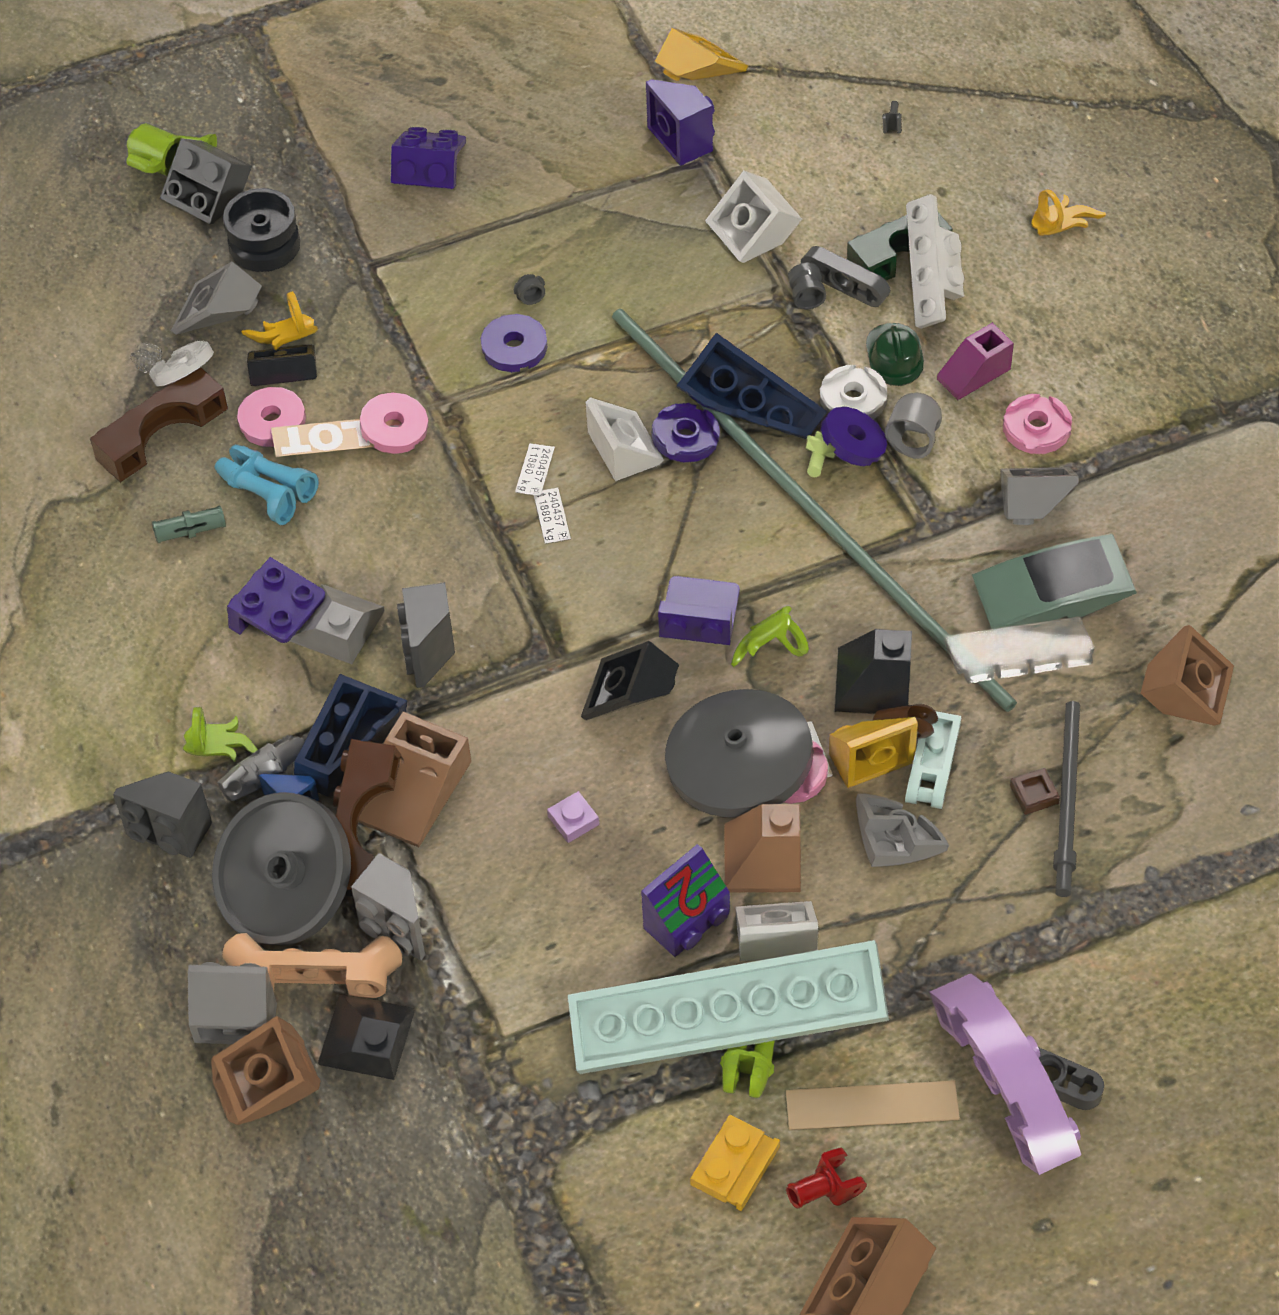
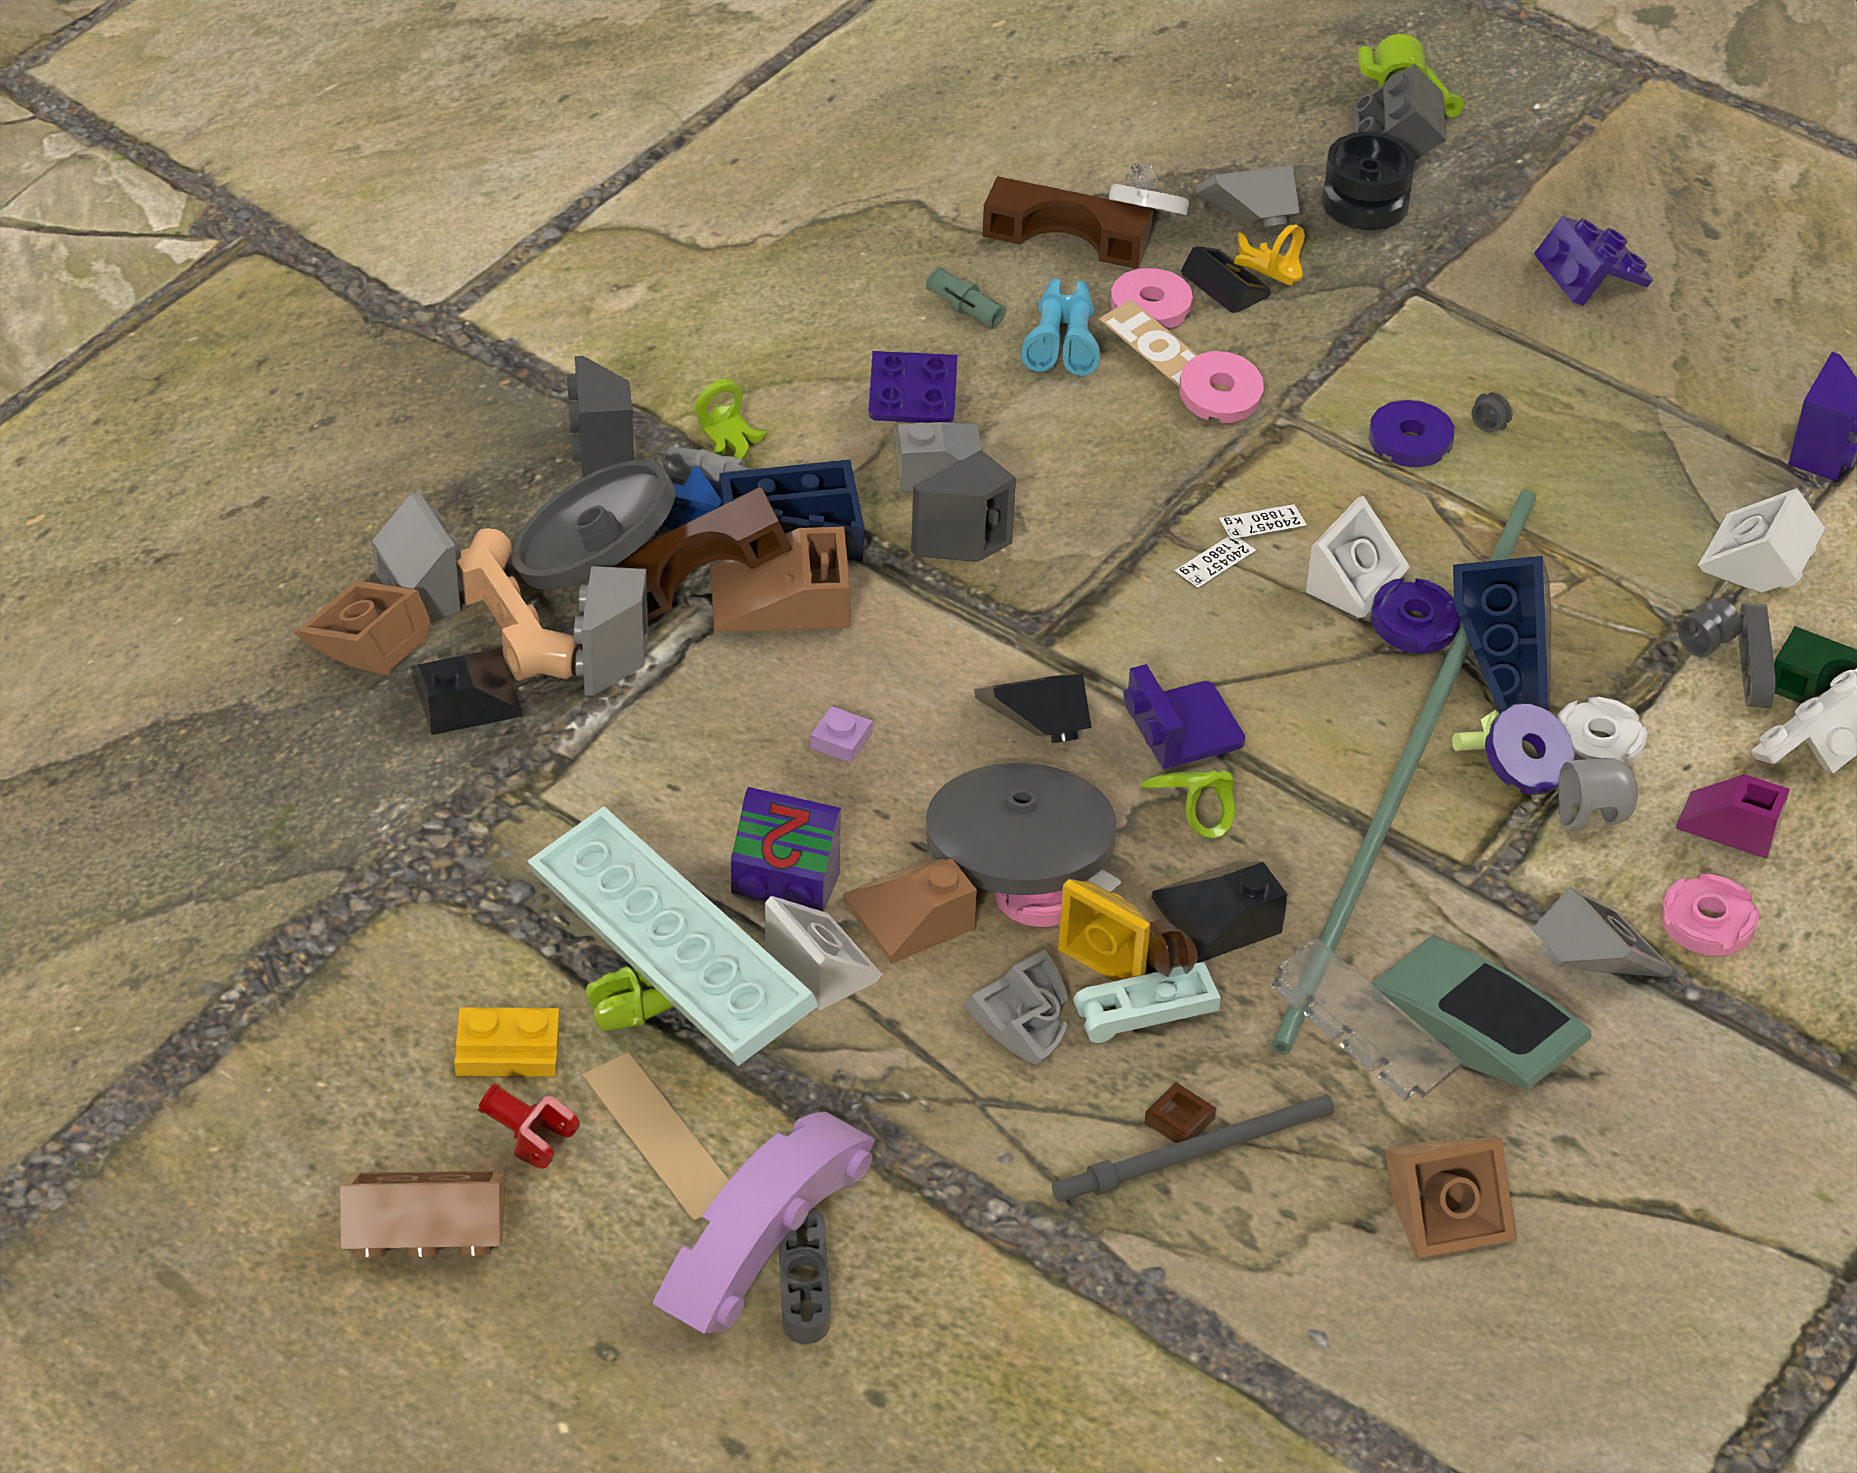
camera: 55 degrees right, 10 degrees down
(895, 353) = (1693, 747): dark green piece -> none

